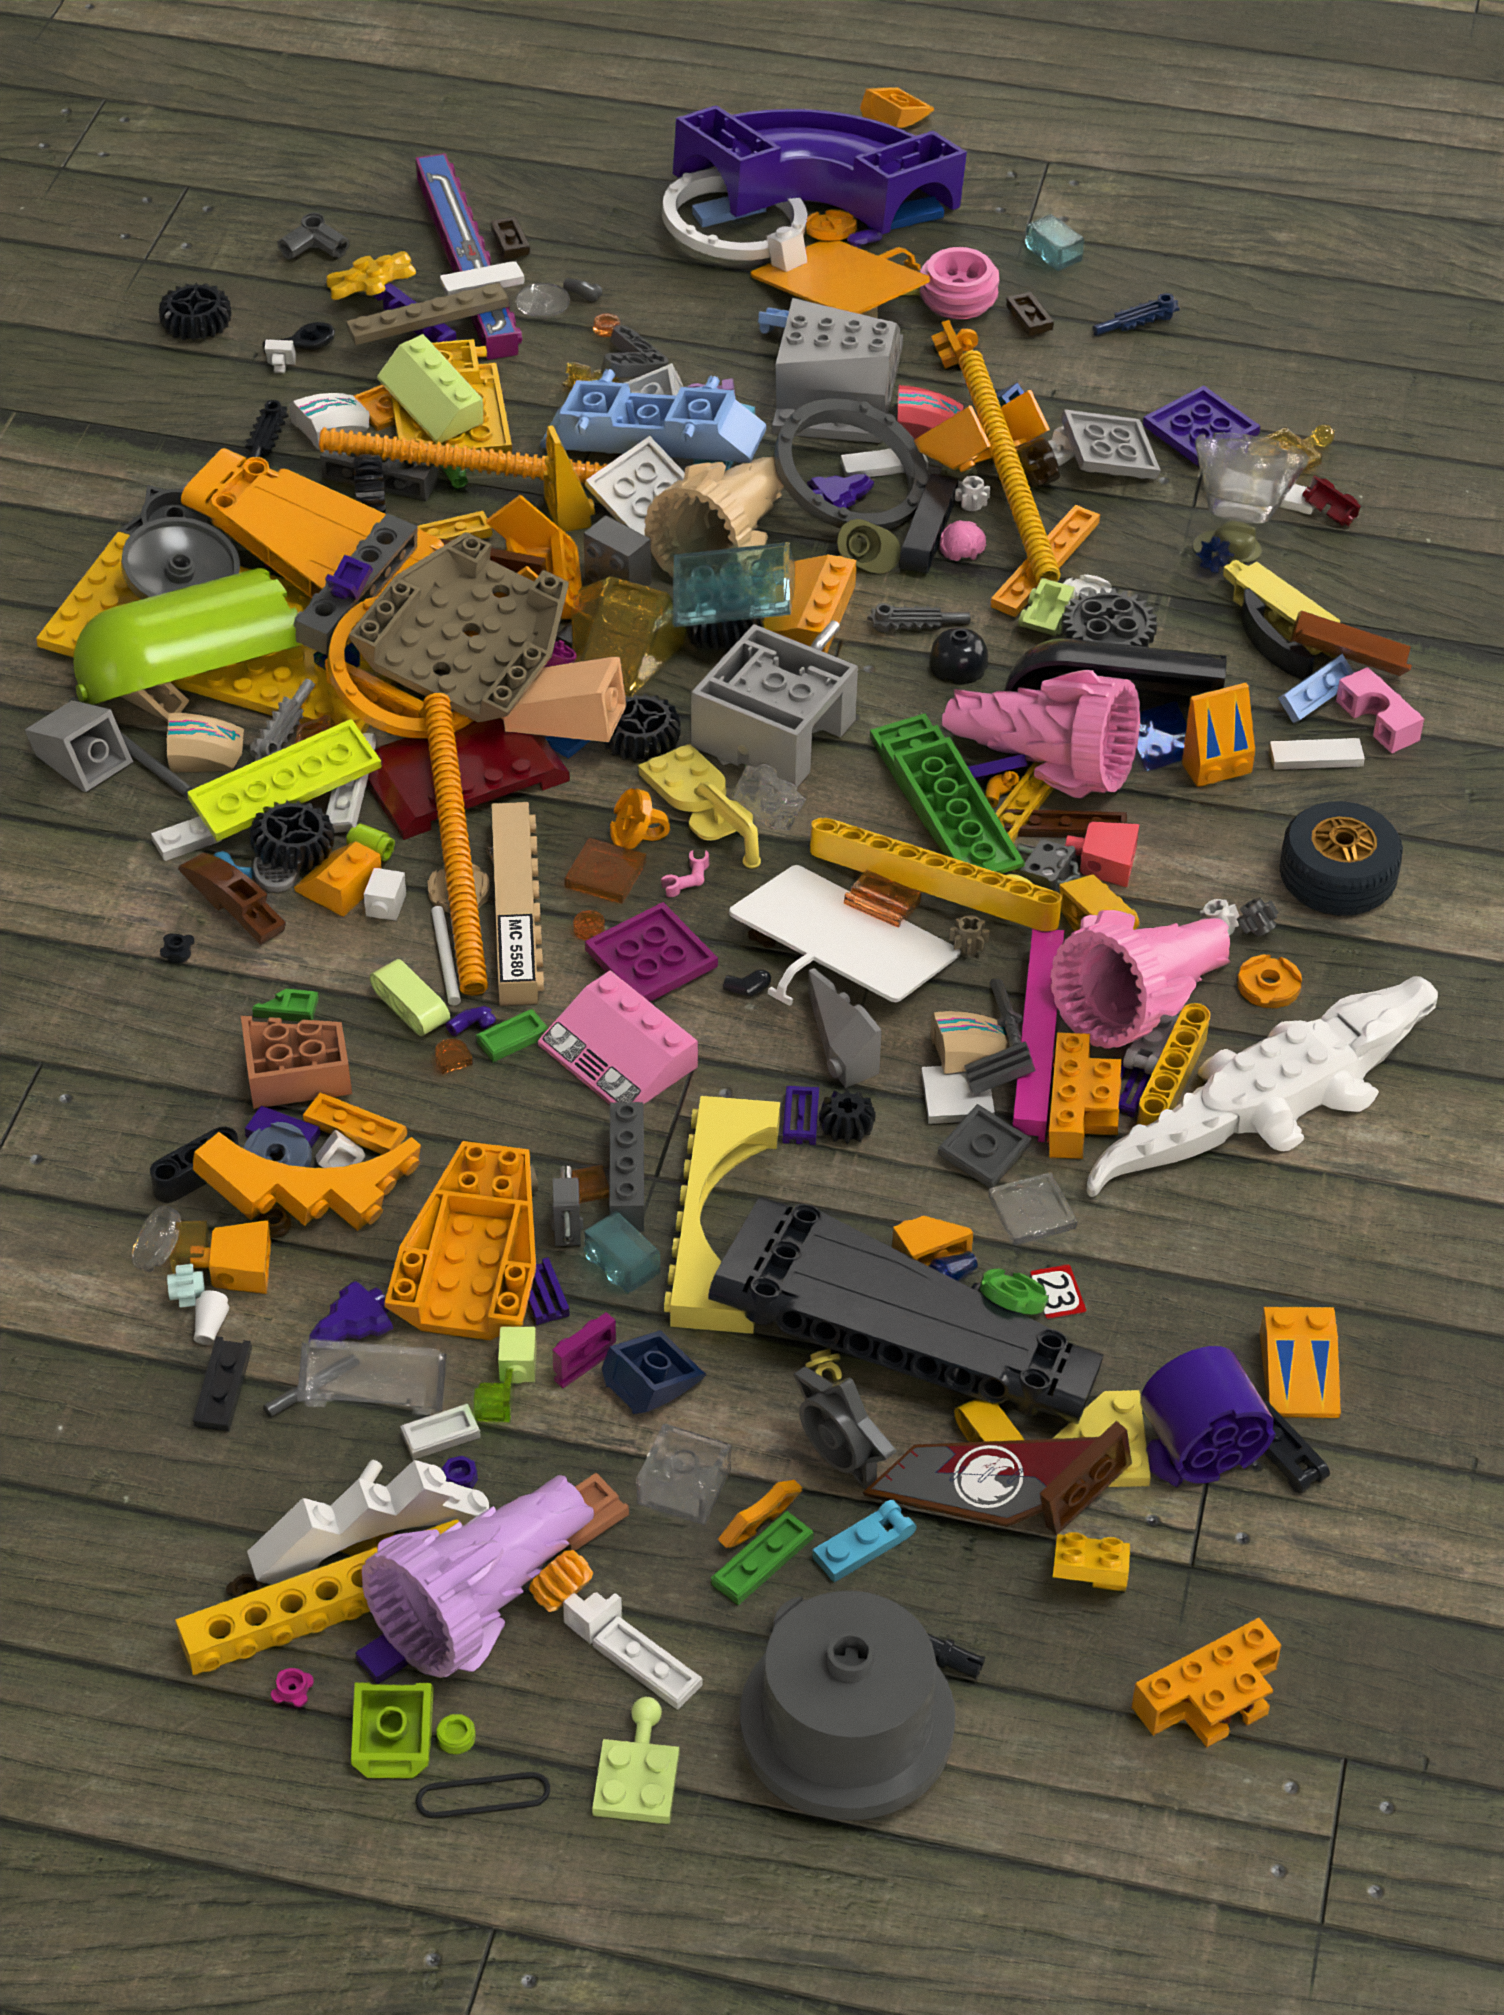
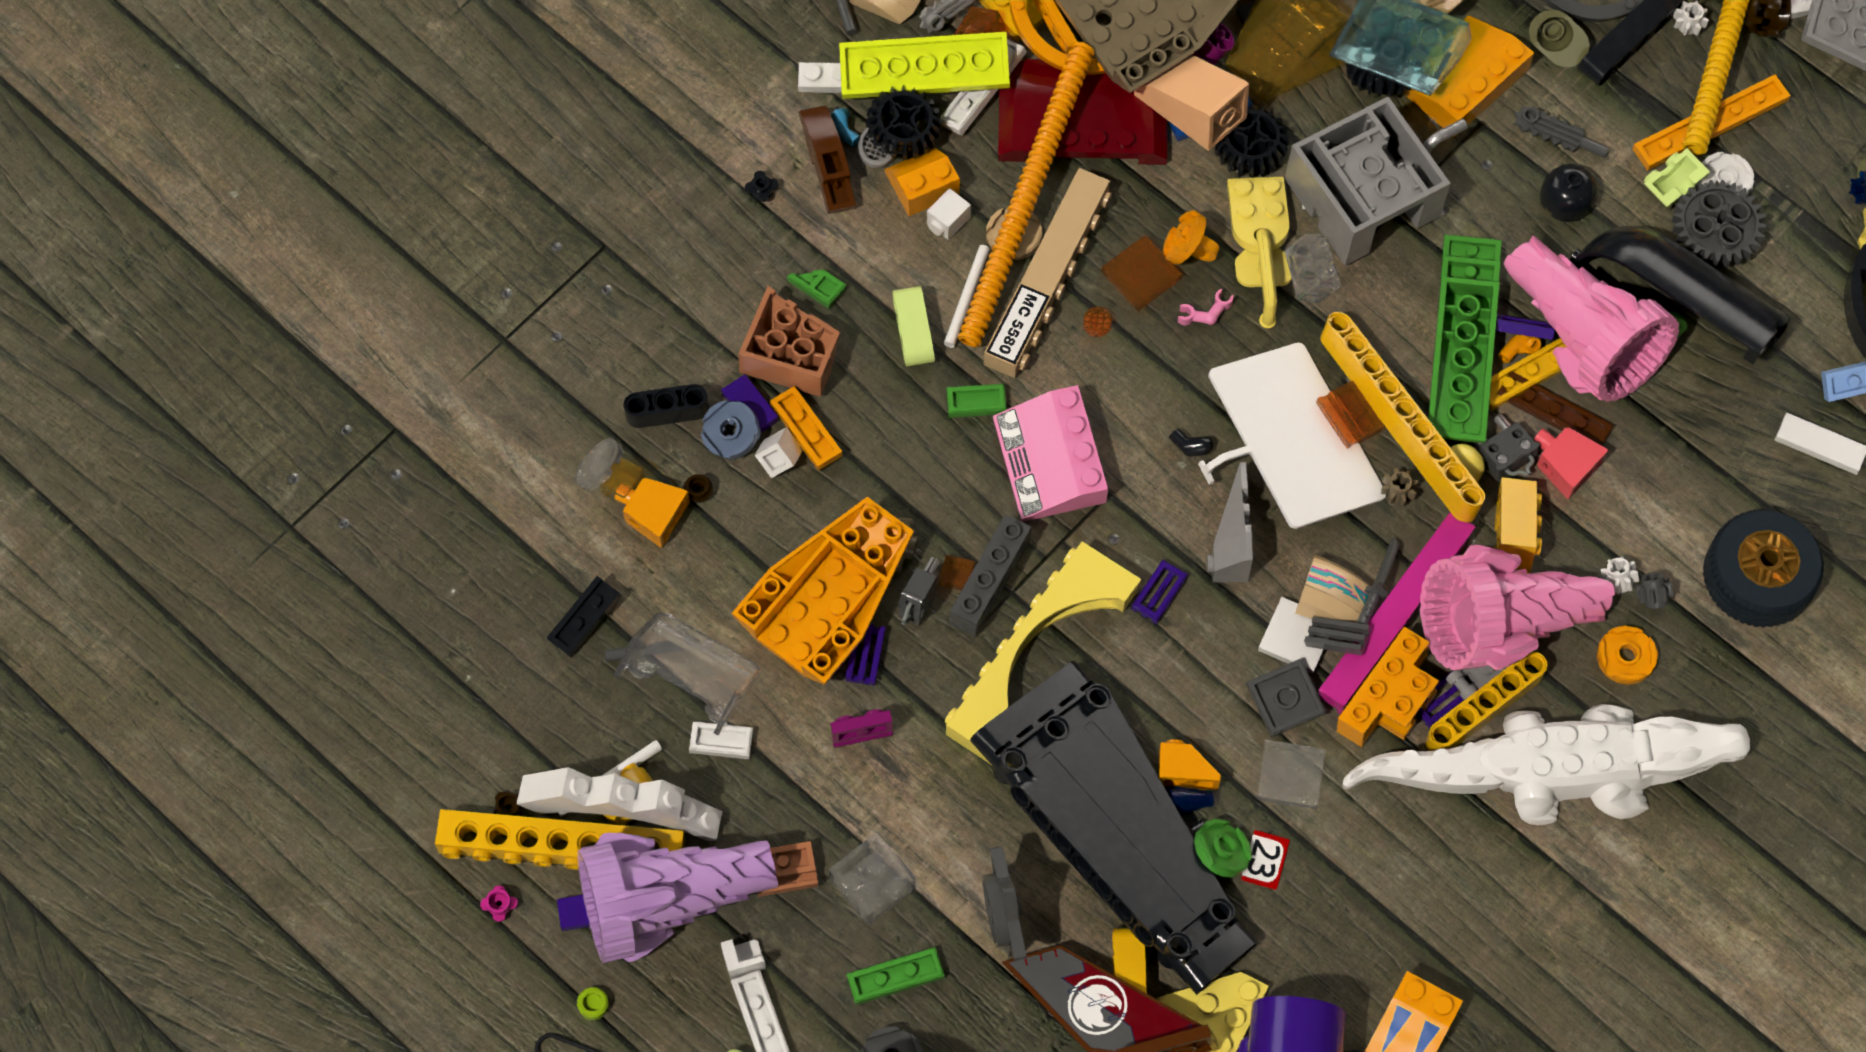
camera: 30 degrees right, 20 degrees up
(185, 1285) = (601, 516): light aqua gear -> none
(209, 1315) = (605, 551): white cone -> none
(305, 1192) = (731, 479): light orange arch -> none
(354, 1315) = (709, 606): dark purple rock -> none
(373, 839) = (965, 156): lime brick -> none
(391, 1729) = (546, 977): lime slope -> none
(452, 1055) = (917, 397): clear orange tile -> none
(461, 1471) = (713, 786): dark purple tile -> none
(469, 1017) = (952, 367): dark purple arm -> none
(495, 1400) = (775, 733): clear neon green panel -> none
(518, 1352) = (811, 705): yellowish green brick -> none
(560, 1580) = (730, 923): light orange gear -> none
(621, 1252) = (942, 652): clear light blue brick -> none
(649, 1371) = (903, 773): dark blue slope -> none
(652, 952) = (1128, 377): magenta plate -> none
(770, 1506) = (923, 938): light orange tile -> none
(825, 1361) = (1035, 833): light yellow plate -> none
(847, 1116) = (1184, 606): black gear -> none
(863, 1541) = (978, 1003): medium azure plate -> none
(962, 540) = (1650, 66): bright pink hair -> none
(1161, 736) = (1694, 363): clear blue hinge -> none
(1219, 735) = (1733, 396): light orange slope -> none

